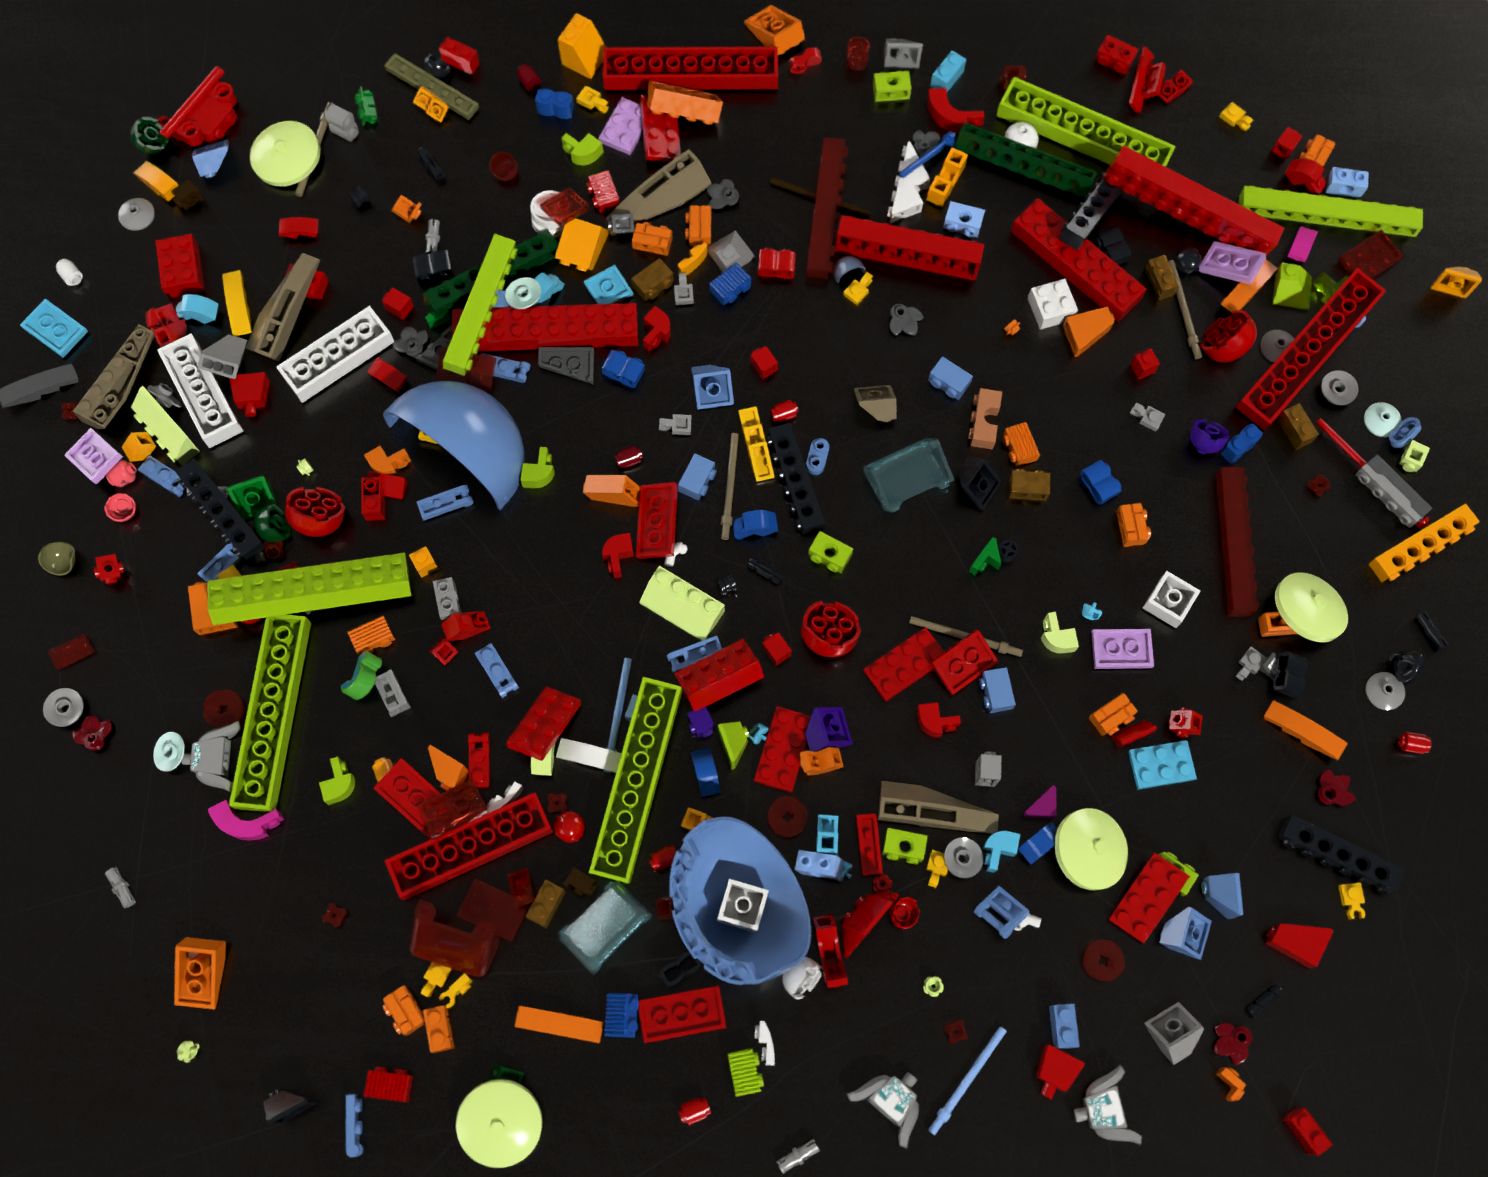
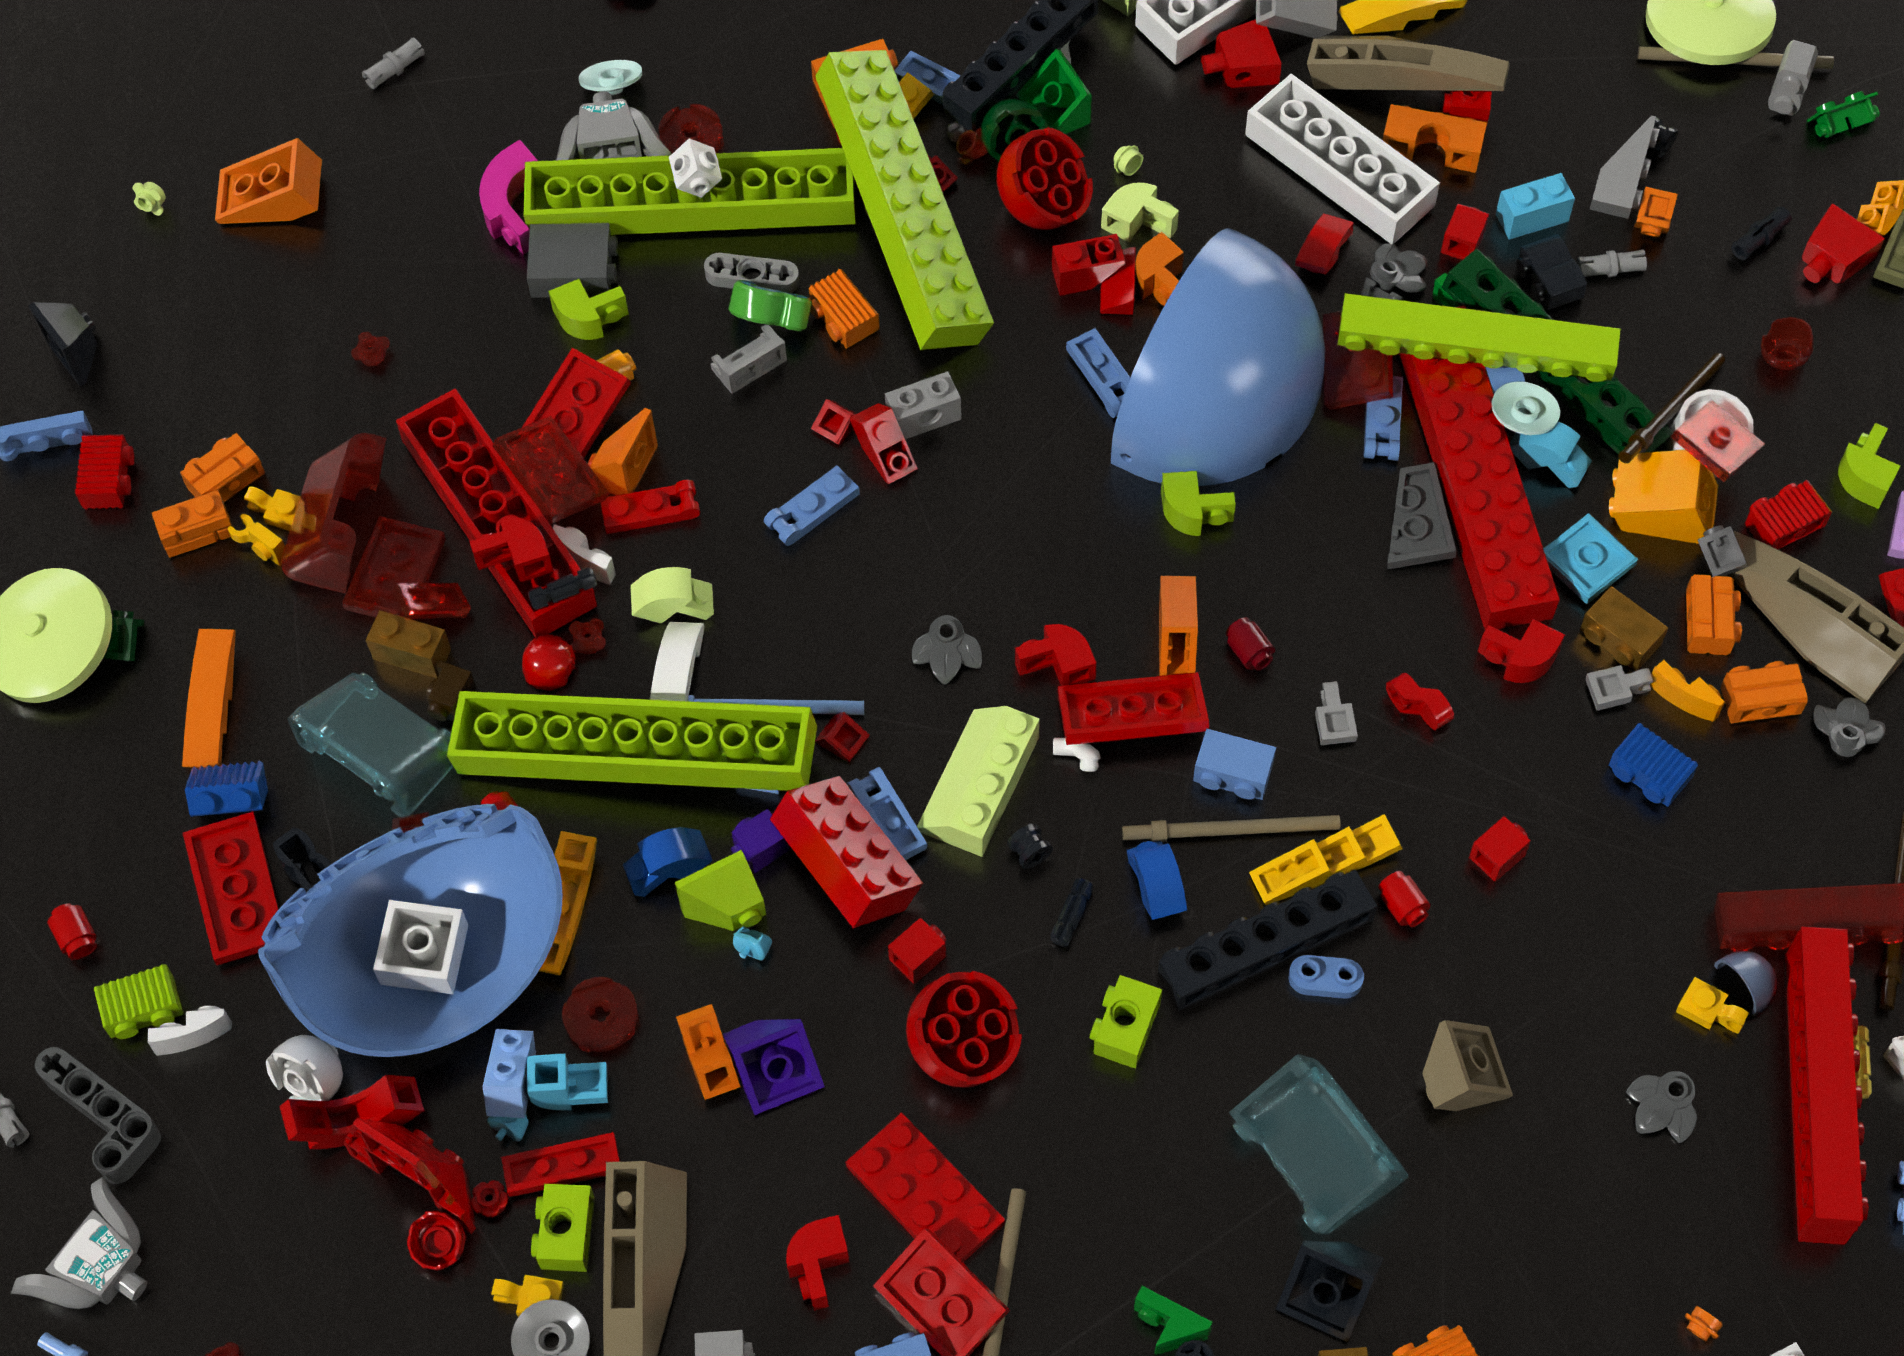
camera: 85 degrees right, 10 degrees down
(266, 700) = (695, 168): none -> white brick
(297, 226) = (1573, 61): red slope -> none
(299, 788) = (571, 253): none -> dark grey brick
(332, 700) = (742, 263): none -> light grey beam
(335, 292) = (1458, 136): none -> orange arch
(340, 467) = (1135, 206): none -> yellowish green brick
(383, 219) = (1619, 177): none -> light grey slope
(389, 265) = (1535, 206): none -> medium azure brick
(423, 561) = (986, 358): light orange brick -> none
(448, 129) = (1839, 247): none -> red torso
(505, 826) = (516, 542): none -> red brick
(535, 807) = (562, 588): none -> black axle
(543, 723) = (718, 583): red plate -> none
(554, 242) = (1644, 437): none -> dark brown bar
(604, 611) = (947, 653): none -> dark grey plate
(623, 368) = (1426, 608): blue brick -> none
(641, 670) = (842, 736): none -> red slope
(671, 387) = (1420, 701): none -> red piece
(712, 386) = (1424, 760): medium blue slope -> none
(729, 251) = (1725, 759): light grey slope -> none
(776, 263) = (1722, 842): red brick -> none
(782, 750) = (735, 986): red plate -> none
(803, 1100) = (94, 1106): none -> dark grey beam
(938, 986) = (300, 1306): yellowish green plate -> none
(950, 378) = (1551, 1206): medium blue brick -> none
(983, 433) = (1509, 1282): nougat arch -> none

